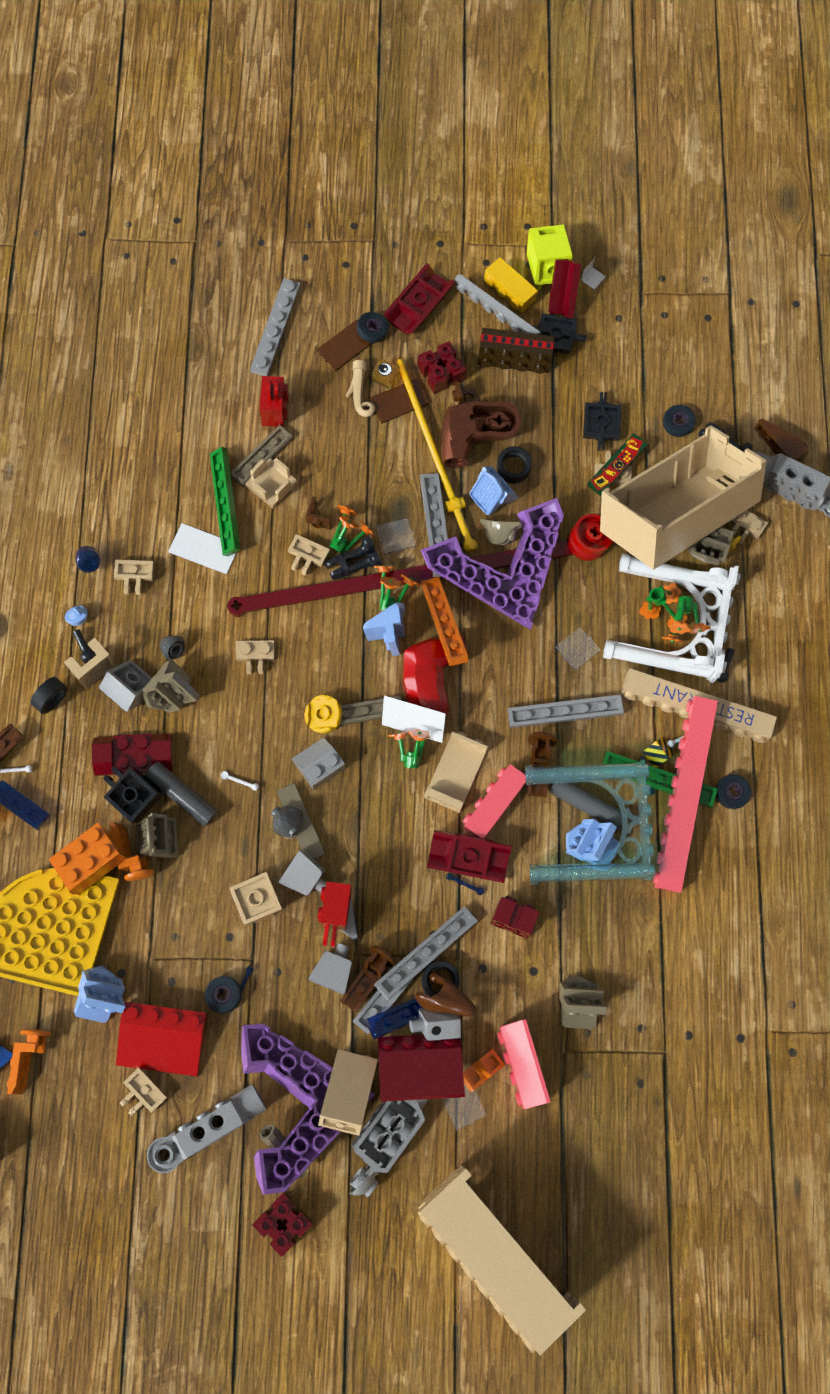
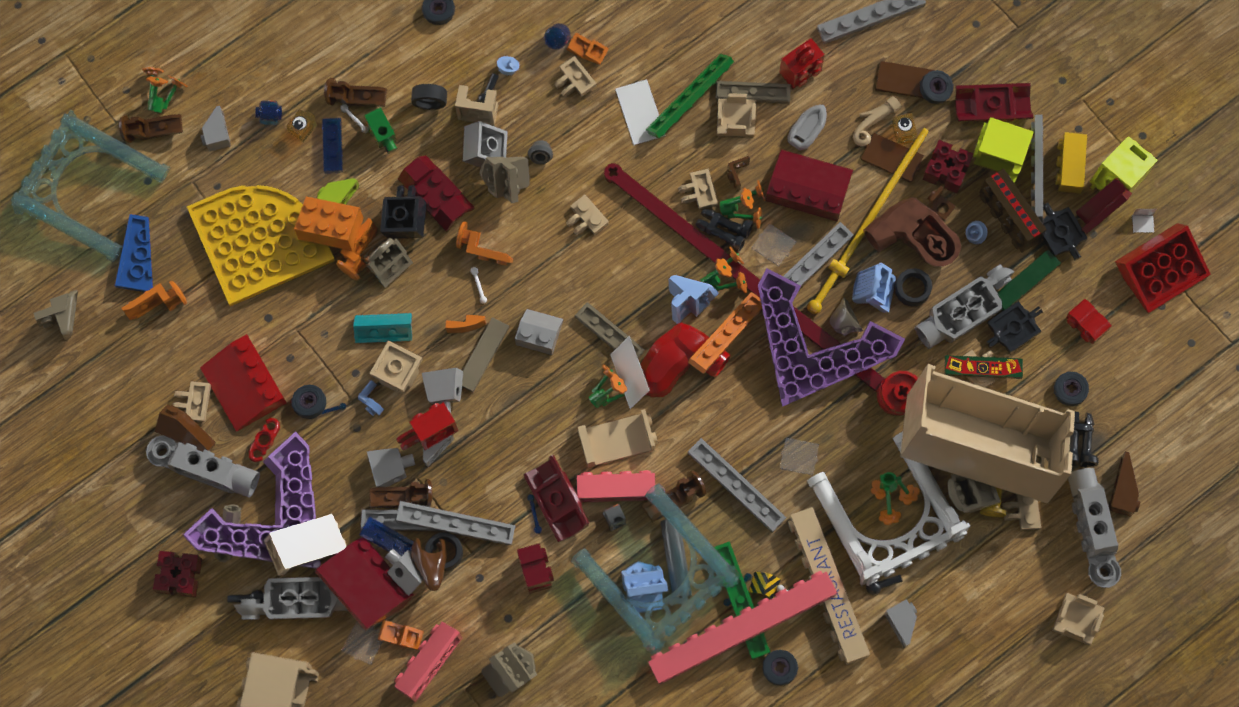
camera: 60 degrees right, 0 degrees up
(35, 751) = (379, 124): none -> green torso
(64, 831) = (339, 191): none -> lime slope
(99, 995) = (239, 313): light blue piece -> none
(118, 546) = (587, 49): none -> orange slope
(159, 1121) = (182, 428): none -> reddish brown slope
(181, 793) = (433, 250): dark grey brick -> none
(197, 755) = (472, 239): none -> orange piece
(211, 884) = (383, 328): none -> teal panel
(224, 1068) = (265, 431): none -> red piece
(266, 810) = (471, 323): none -> orange slope
(272, 944) = (372, 407): none -> medium blue plate
(287, 821) = (474, 342): dark grey helmet -> none
(323, 714) = (580, 304): yellow tile -> none
(324, 439) = (807, 127): none -> light grey piece
(352, 1168) = (256, 594): none -> black bar
(372, 474) = (809, 185): none -> dark red slope
(461, 317) = (1002, 147): none -> neon yellow container
(507, 389) = (976, 232): none -> light blue hat
(519, 822) = (614, 517): none -> dark grey leg
(562, 442) = (964, 309): none -> light grey brick
(572, 386) = (1028, 279): none -> dark green tile
(638, 289) = (1163, 267): none -> red slope
(639, 369) = (1088, 321): none -> red brick
(684, 607) = (900, 510): plant -> none
(766, 674) = (902, 620): none -> light grey slope

